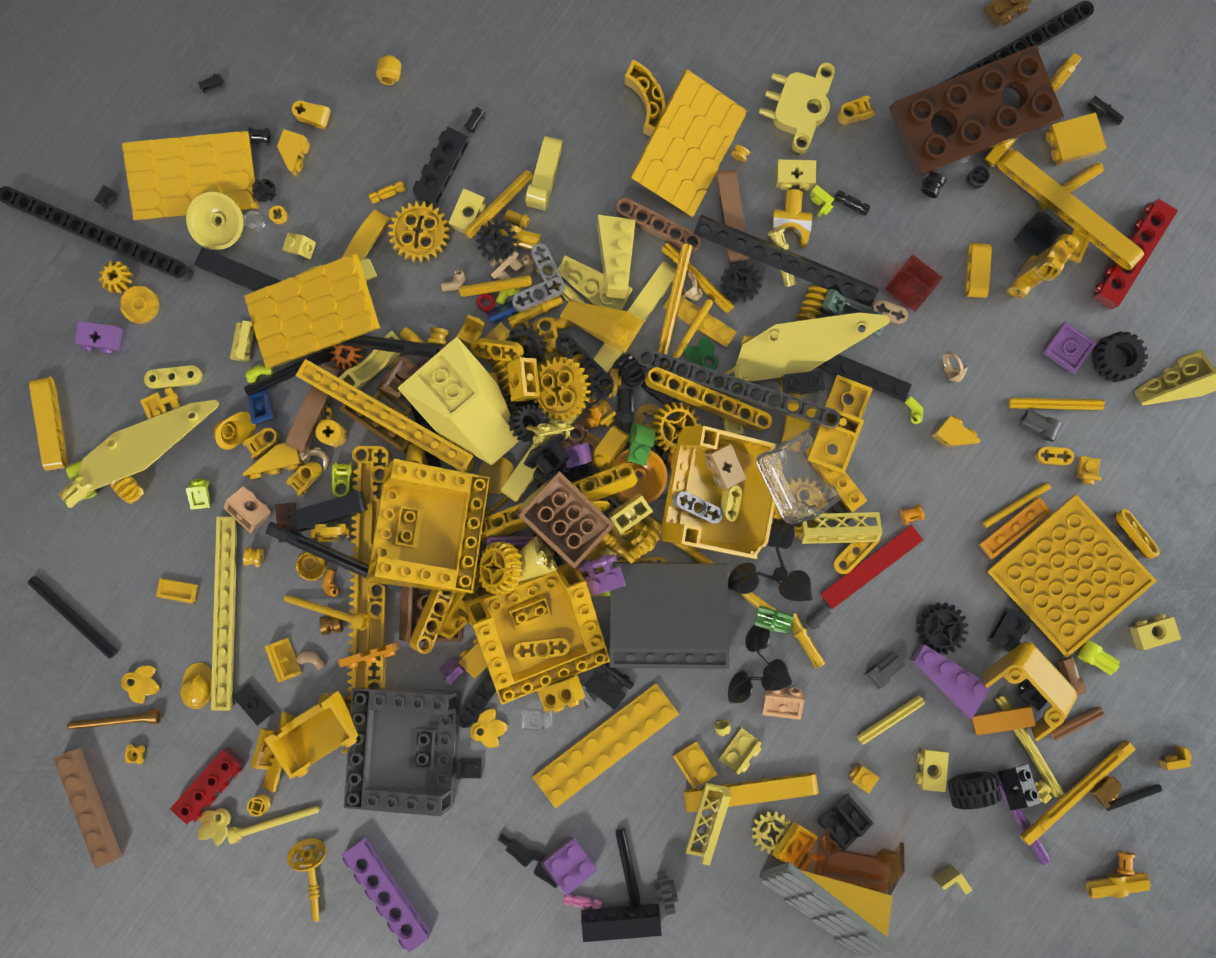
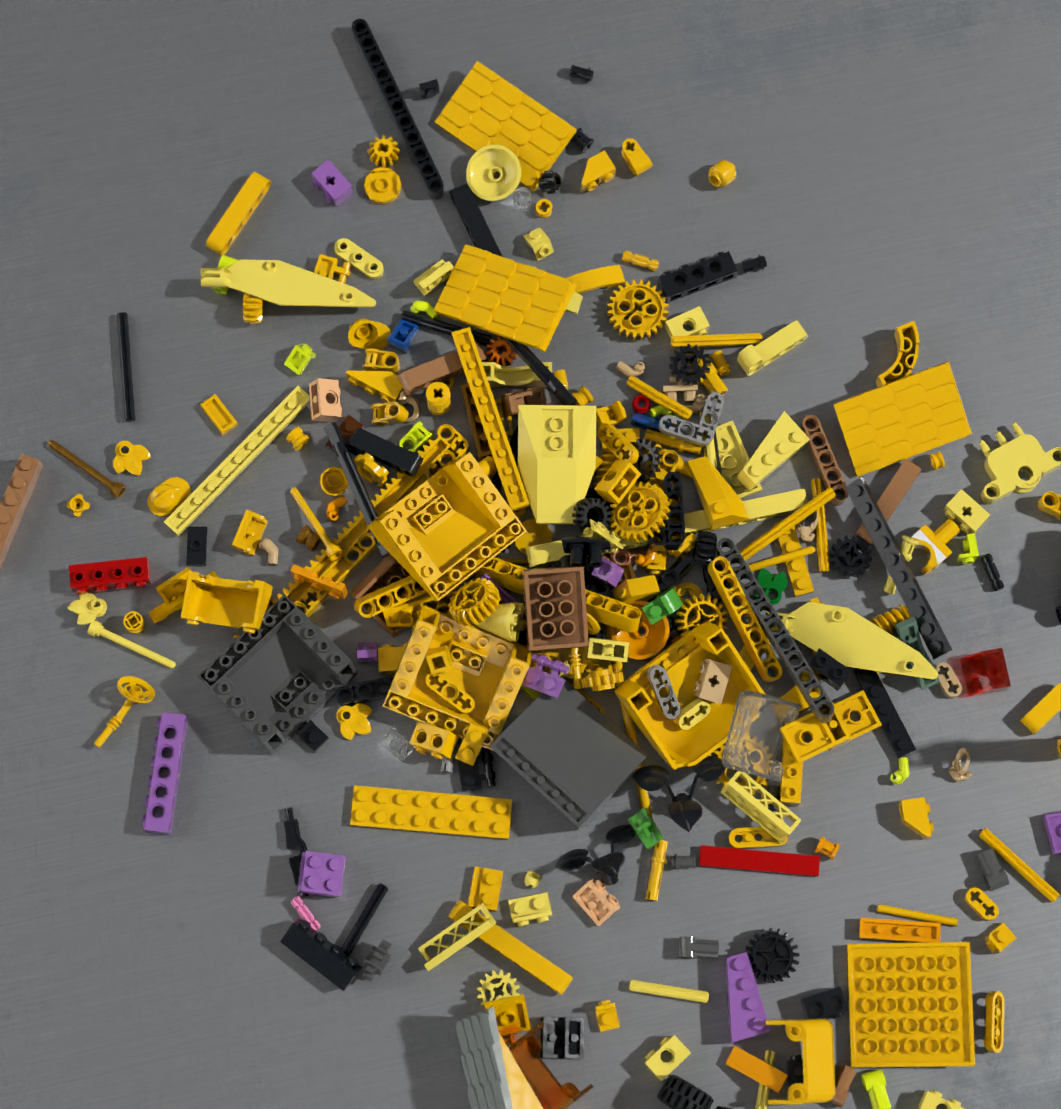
camera: 40 degrees right, 10 degrees down
(513, 635) = (439, 660): none -> yellow brick
(591, 671) = (472, 743): none -> yellow plate

